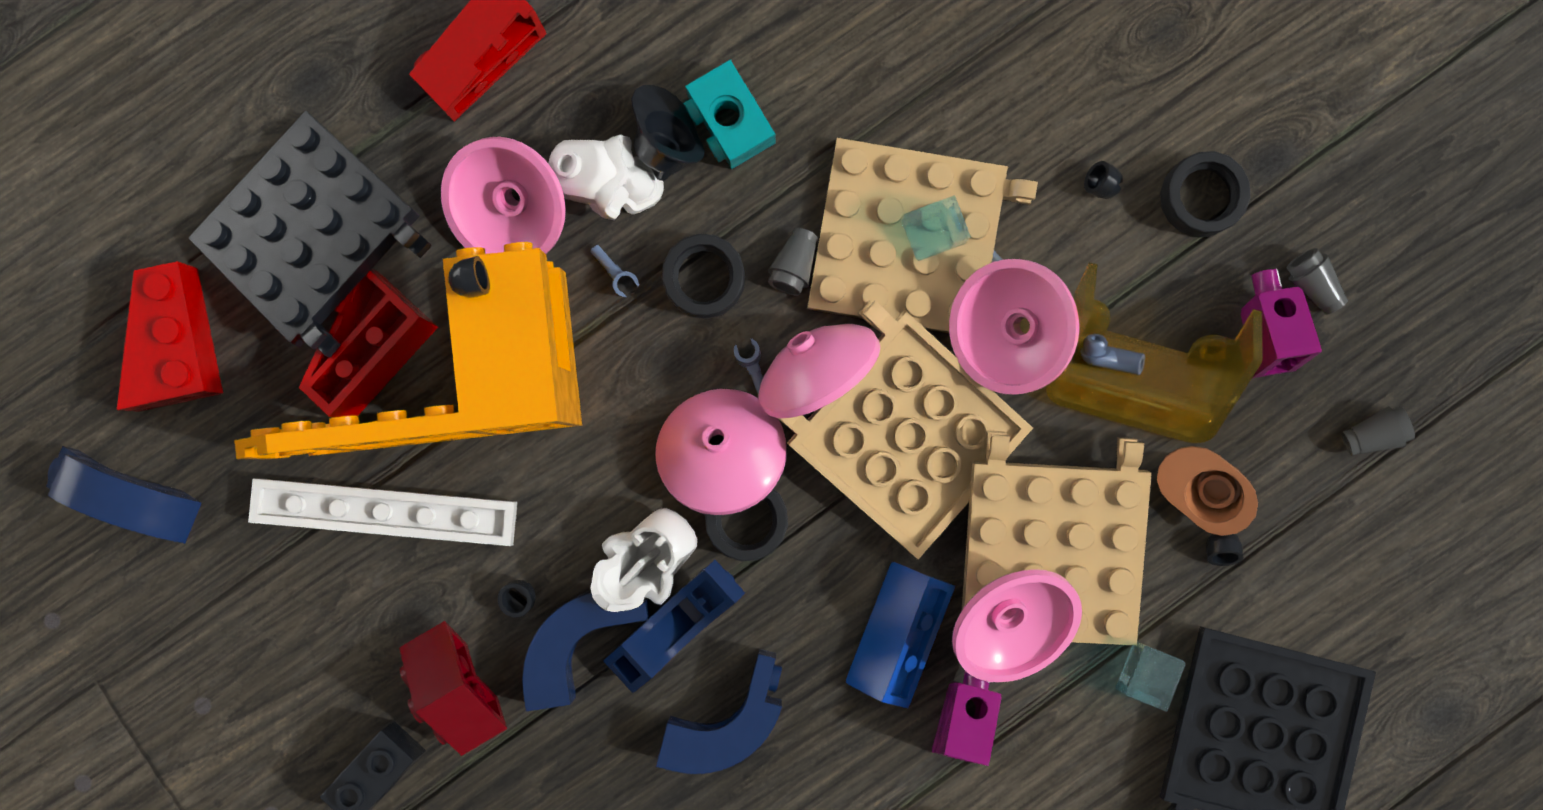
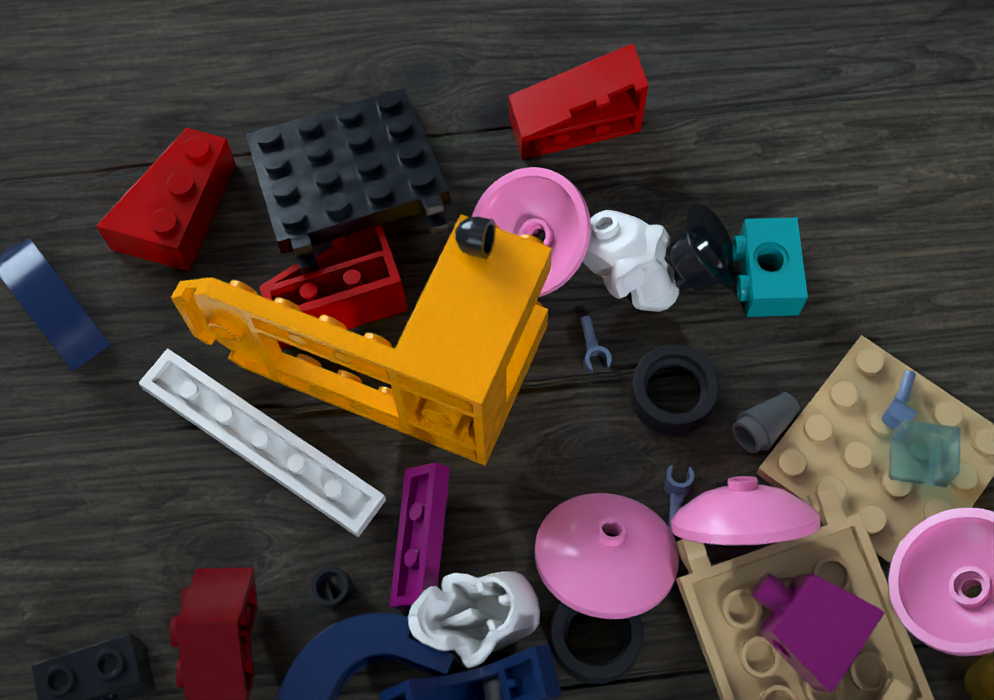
camera: 30 degrees right, 20 degrees down
(562, 517) = (419, 533): none -> magenta plate
(899, 201) = (898, 409): none -> sand blue hand
(913, 426) = (815, 626): none -> magenta torso

